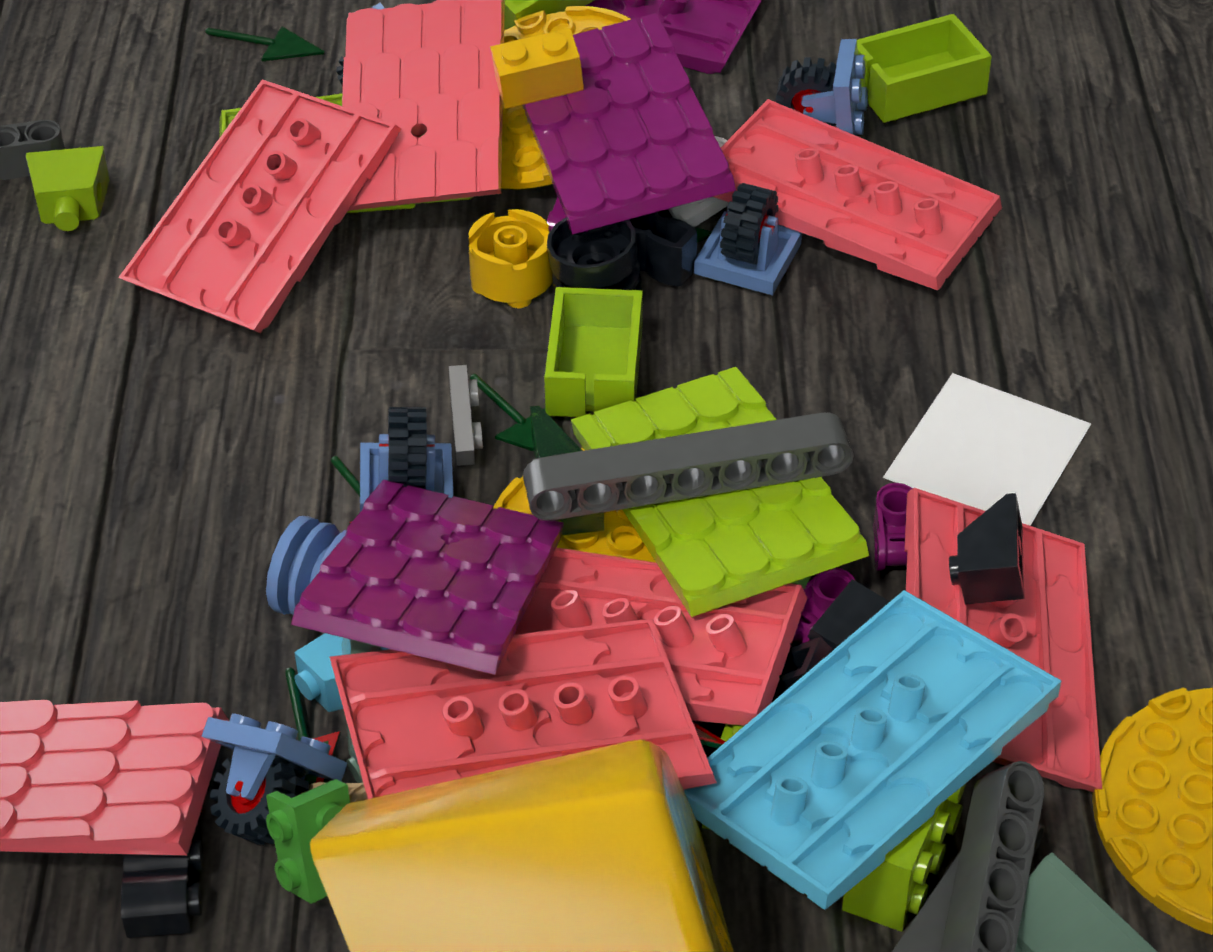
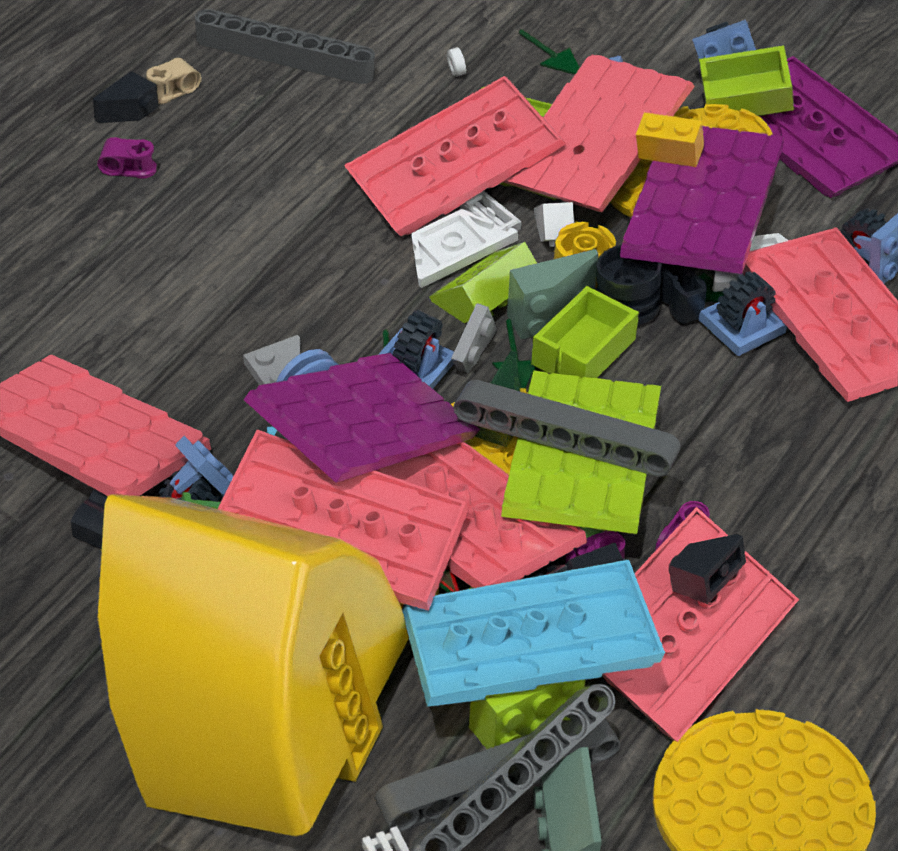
camera: 30 degrees right, 0 degrees up
(69, 184) = (357, 95): lime torso -> none
(163, 95) = (456, 62): none -> white tile
(229, 571) = (269, 361): none -> light grey wing
(337, 313) = (455, 244): none -> white wing
(353, 261) = (493, 208): none -> white tile
(418, 341) = (483, 283): none -> lime slope
(439, 233) = (551, 219): none -> white slope
(507, 318) = (545, 288): none -> sand green slope
(987, 445) = (795, 517): white sticker -> none

